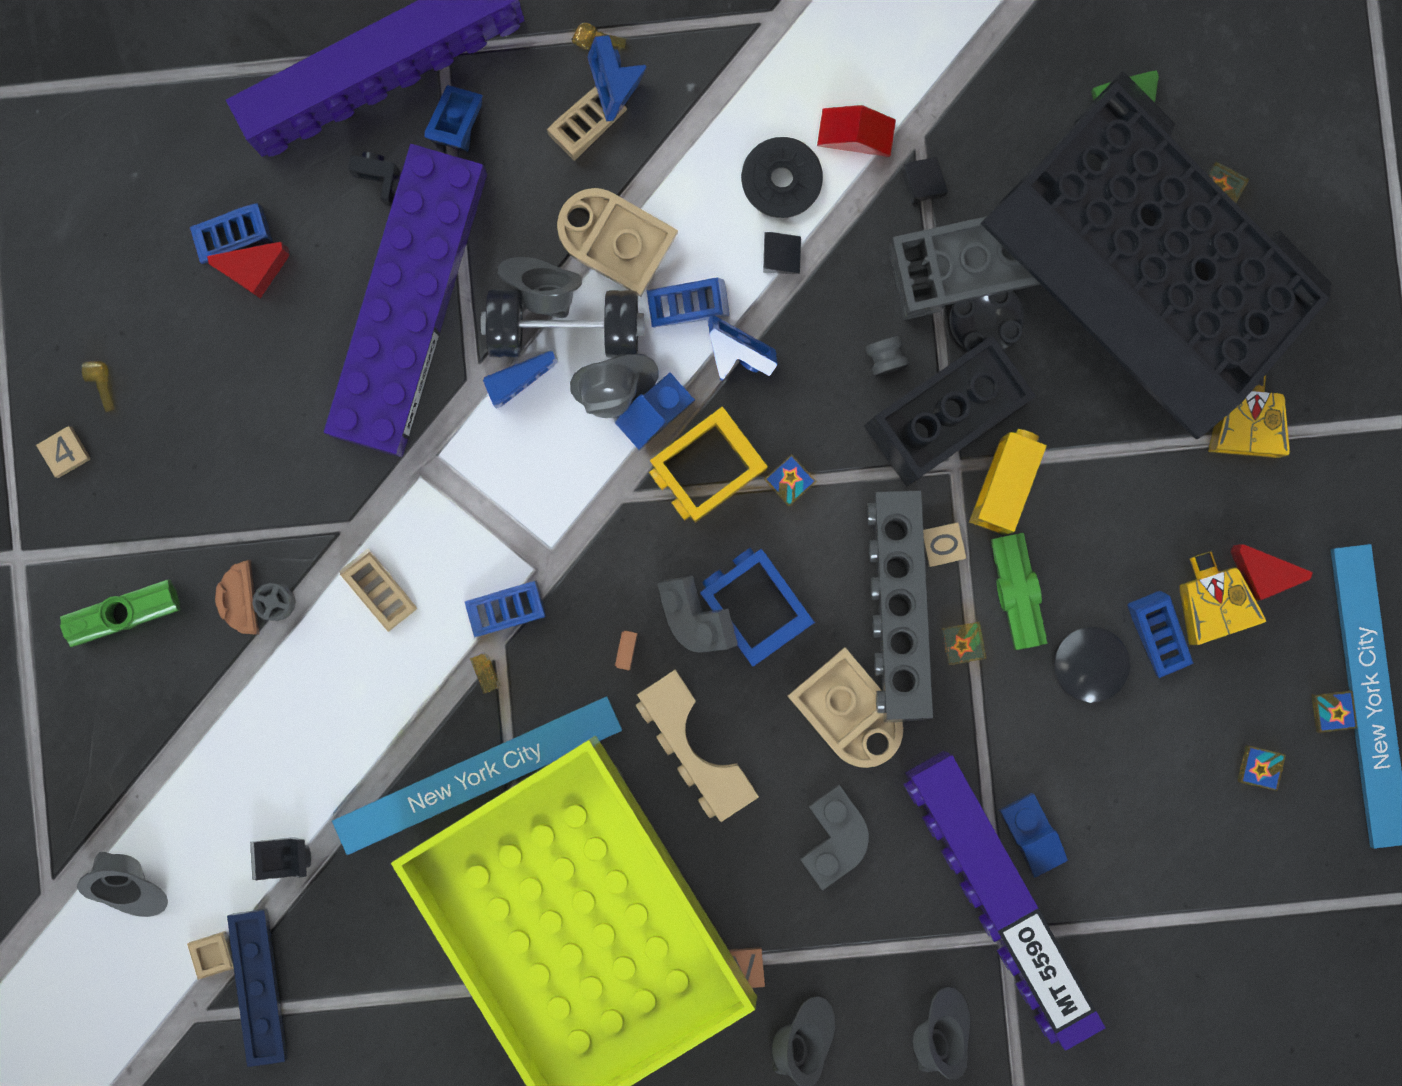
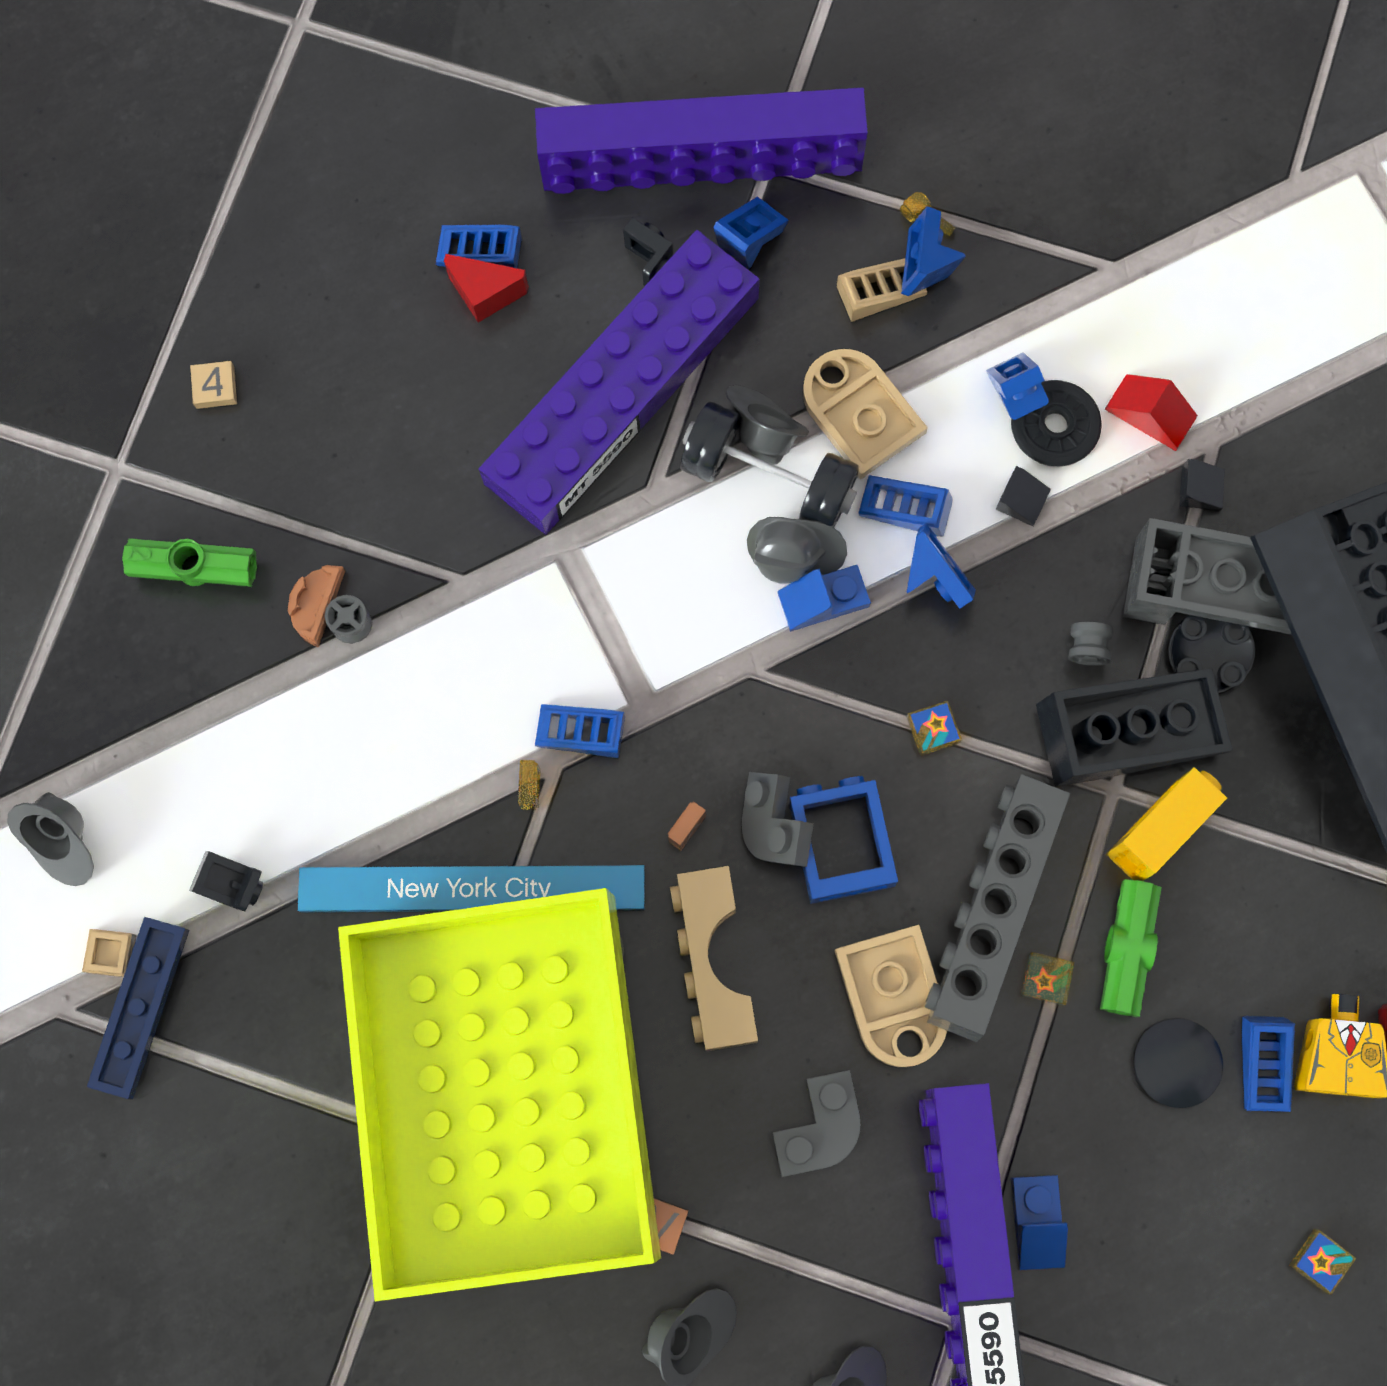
camera: 25 degrees right, 10 degrees down
(98, 372) = (286, 324): clear yellow hand -> none
(358, 564) = (450, 620): tan slope -> none
(511, 381) = (697, 503): blue slope -> none
(736, 160) = (1019, 385): none -> blue slope
(739, 444) = (897, 664): yellow window -> none
(943, 545) = (1069, 865): tan tile -> none

